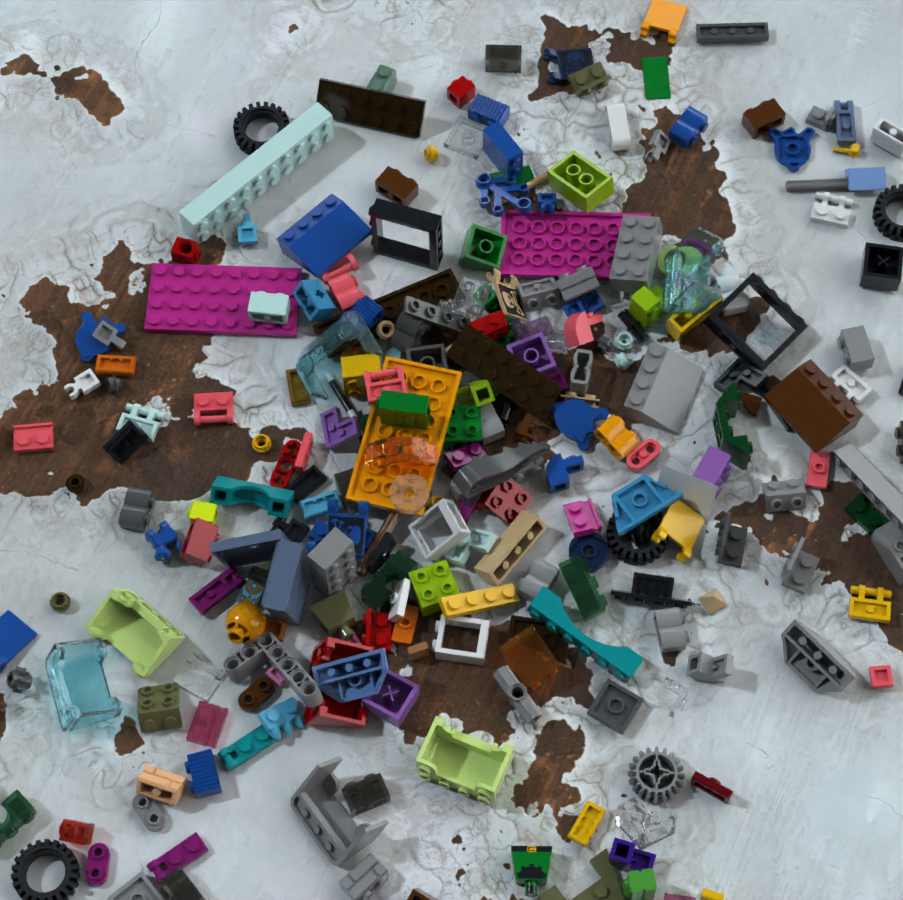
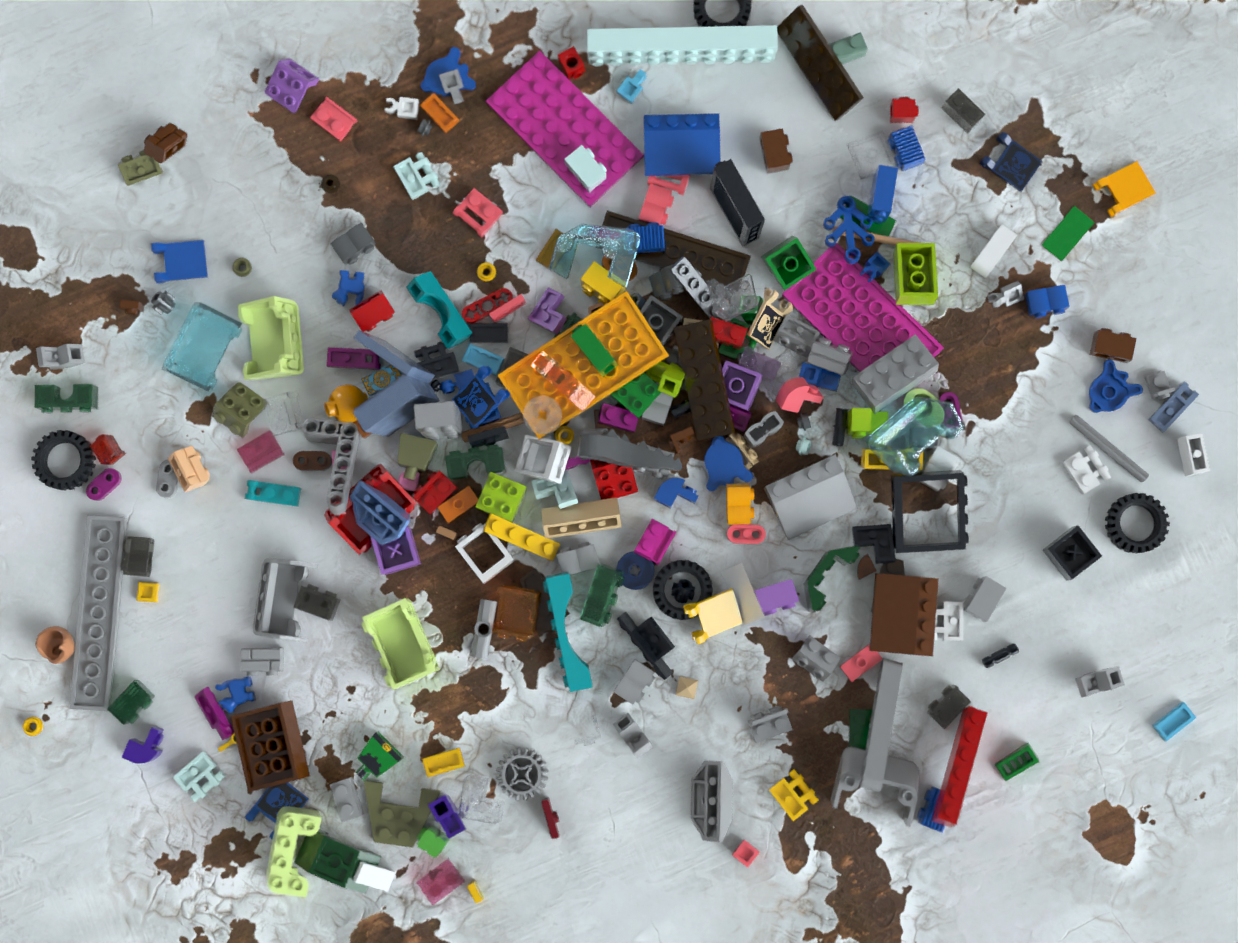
camera: 45 degrees right, 20 degrees up
(126, 442) = (390, 184): black hinge -> none
(180, 855) = (159, 529): magenta plate -> none
(203, 510) = (395, 291): neon yellow brick -> none
(204, 774) = (225, 486): blue brick -> none
(281, 717) = (310, 493): medium azure plate -> none
(314, 300) = (626, 191): dark azure brick -> none
(340, 395) = (576, 286): black bar -> none
(374, 389) = (600, 320): coral plate -> none
(385, 323) = (650, 268): tan plate -> none
(399, 600) = (467, 484): white plate -> none
(431, 153) = (829, 144): yellow plate -> none
(588, 79) = (1012, 188): olive bracket -> none
(615, 706) = (542, 700): dark grey plate -> none
(624, 336) = (821, 437): light aqua plate -> none
(640, 502) = (702, 572): dark azure wing -> none
(730, 543) = (741, 660): dark grey bracket -> none
(732, 32) = (1166, 249): dark grey plate -> none
(853, 151) = (1154, 437): yellow hand -> none
(866, 178) = (1139, 469): light blue panel -> none

